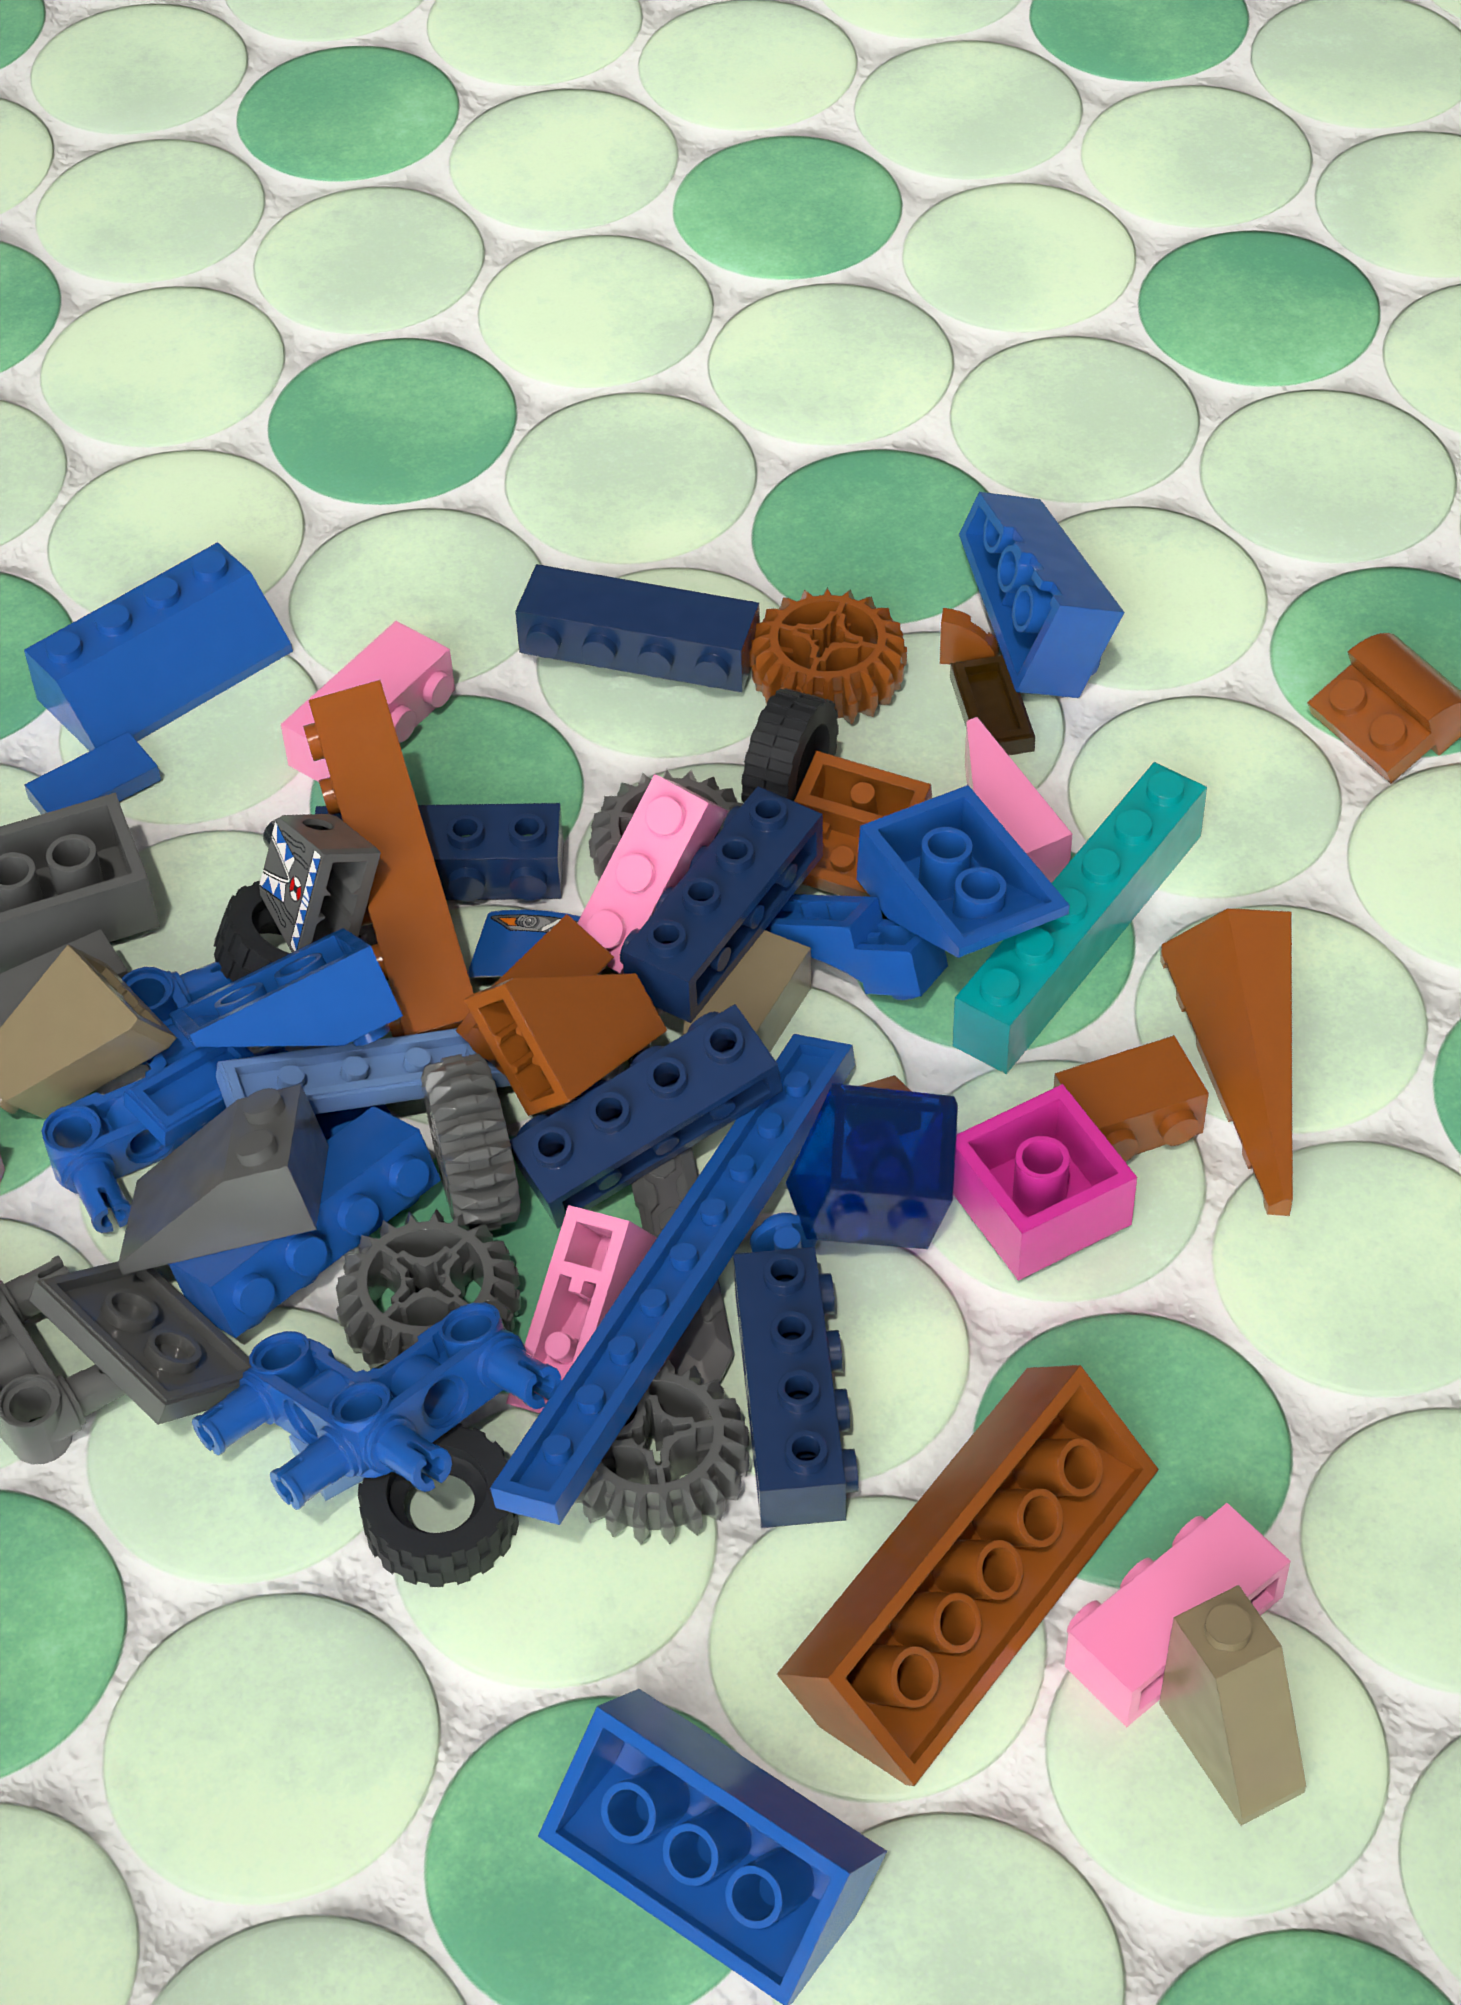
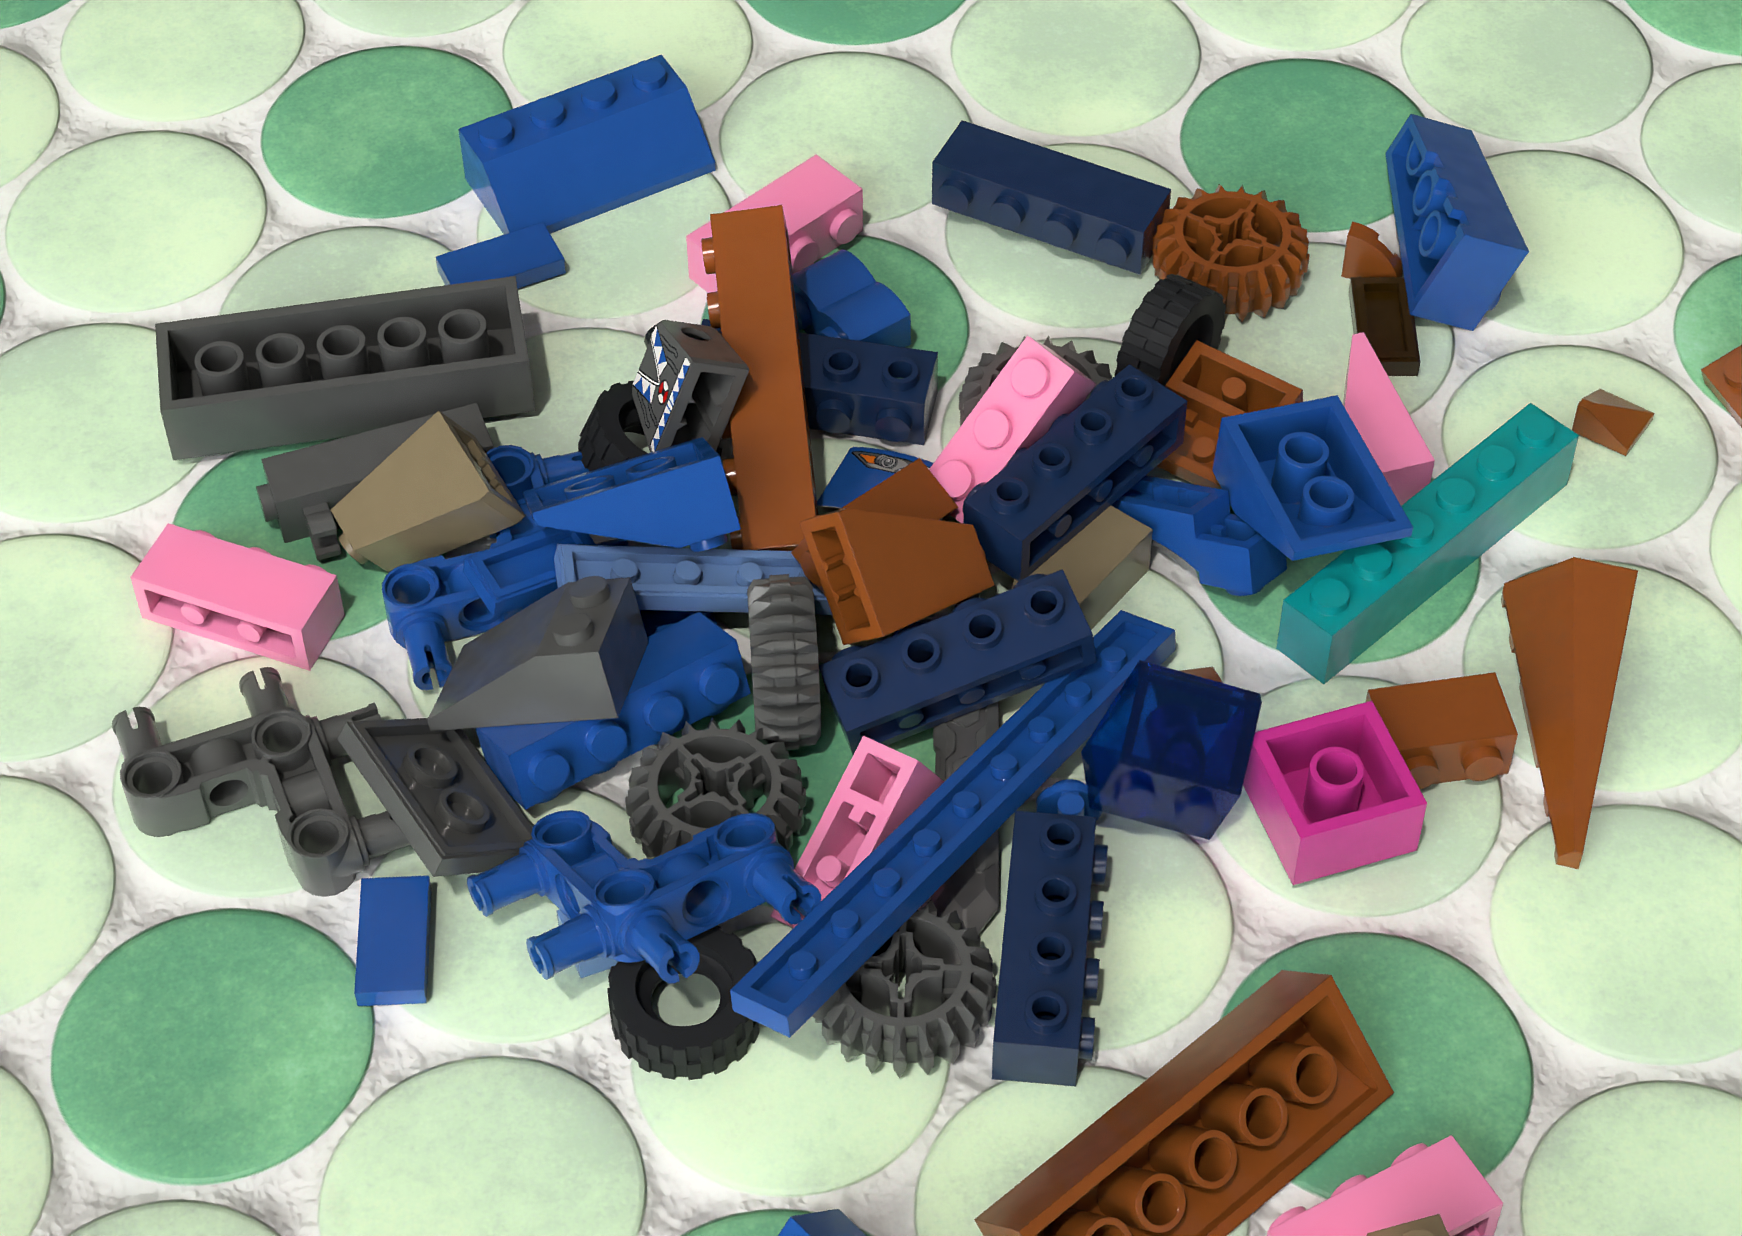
camera: 10 degrees right, 0 degrees up
(126, 1497) = (393, 941): none -> blue tile
(457, 767) = (845, 302): none -> blue brick
(1231, 766) = (1611, 421): none -> dark orange slope

